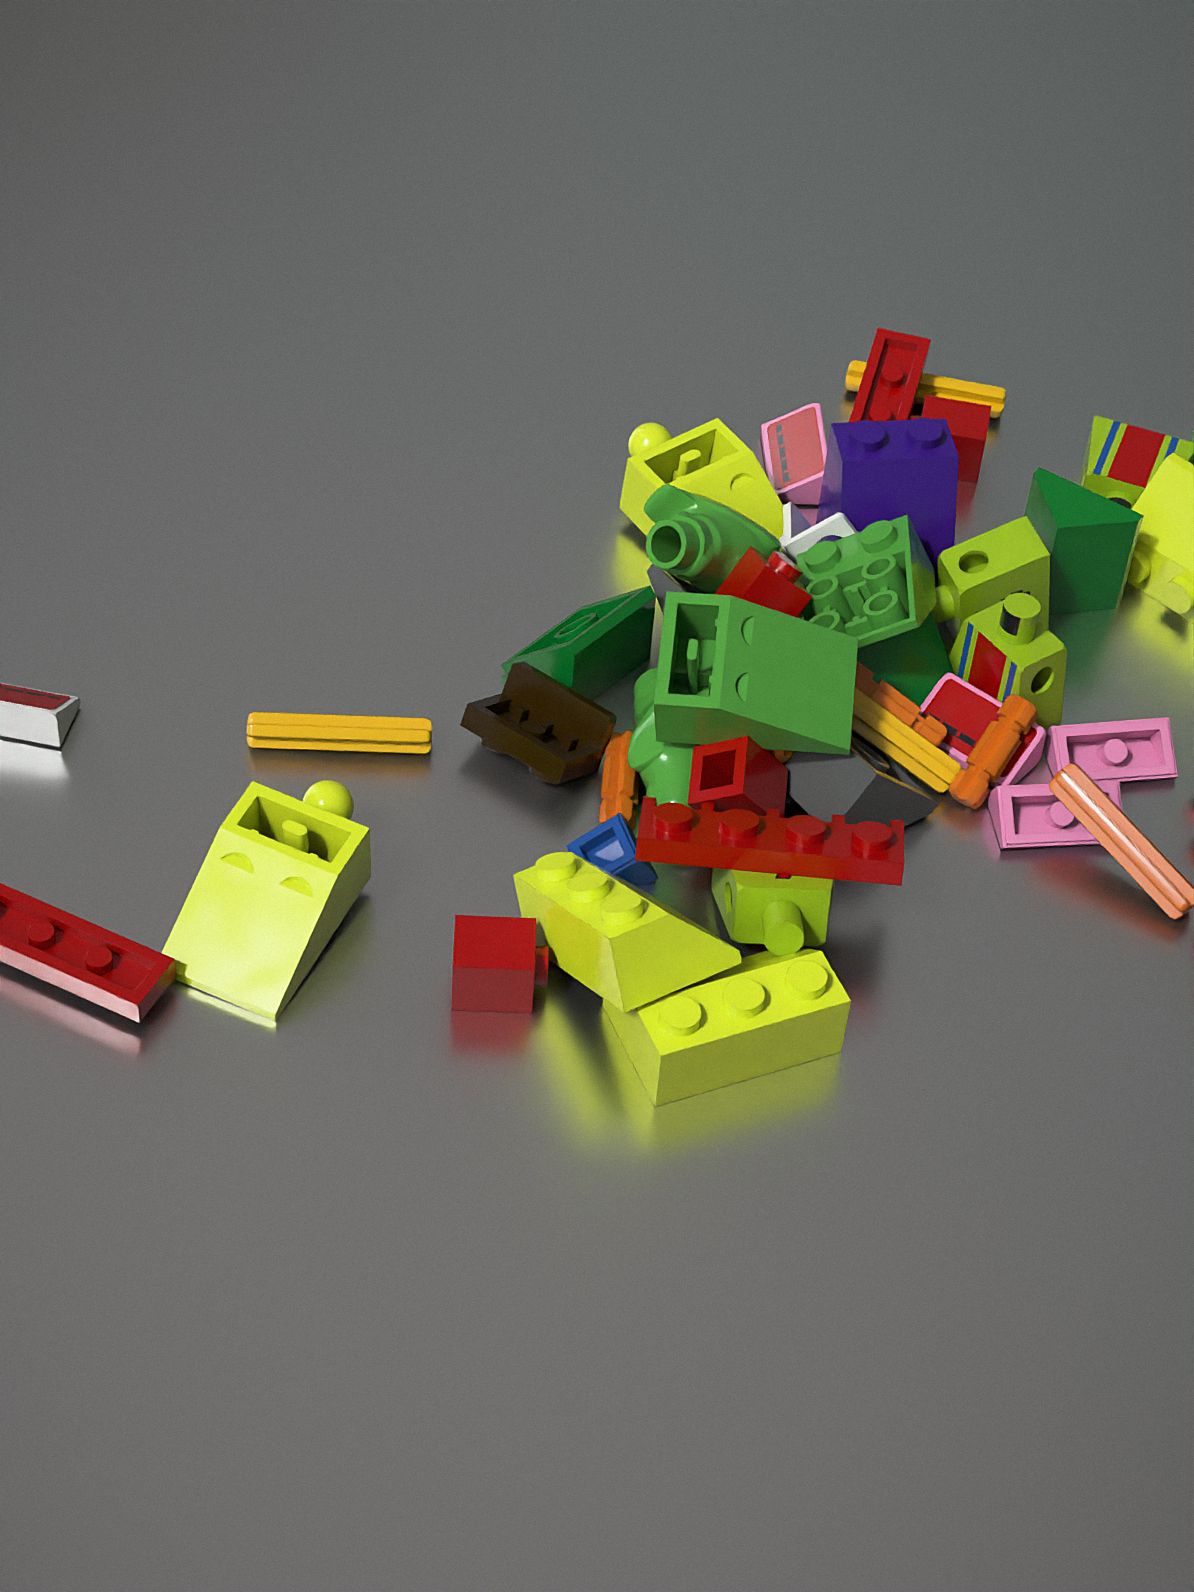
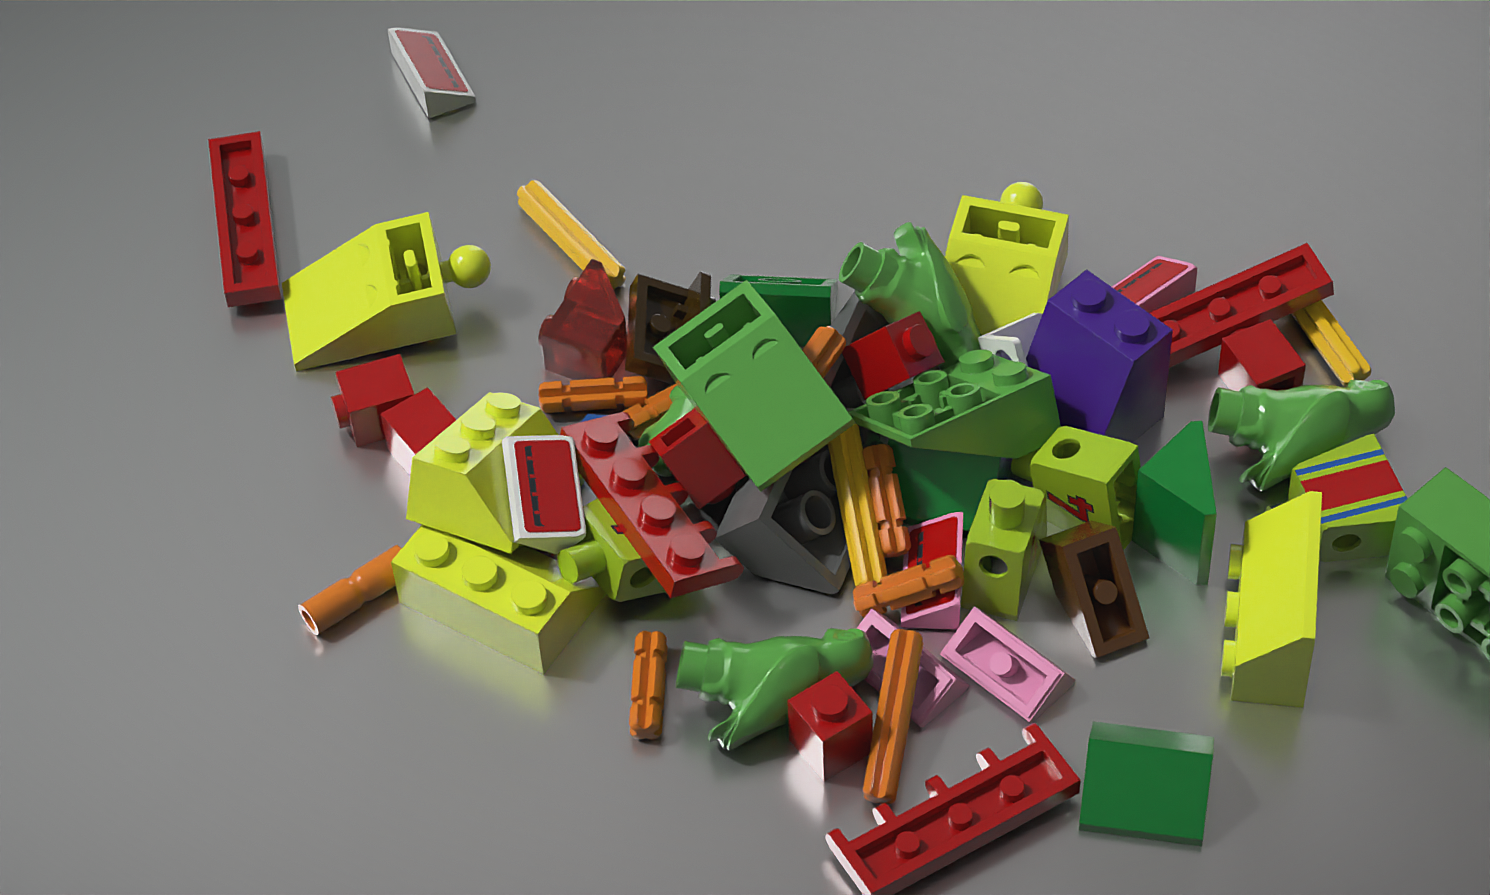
camera: 60 degrees right, 5 degrees up
(407, 971) = (367, 393): none -> red brick
(481, 778) = (587, 330): none -> clear red slope
(553, 824) = (592, 394): none -> orange axle
(622, 1131) = (350, 593): none -> orange piece
(699, 892) = (544, 491): none -> slope
(932, 981) = (648, 685): none -> orange axle
(1019, 892) = (765, 674): none -> bright green animal
(1036, 437) = (1298, 422): none -> bright green animal
(1100, 652) = (1095, 586): none -> reddish brown slope
(1101, 884) = (830, 726): none -> red brick

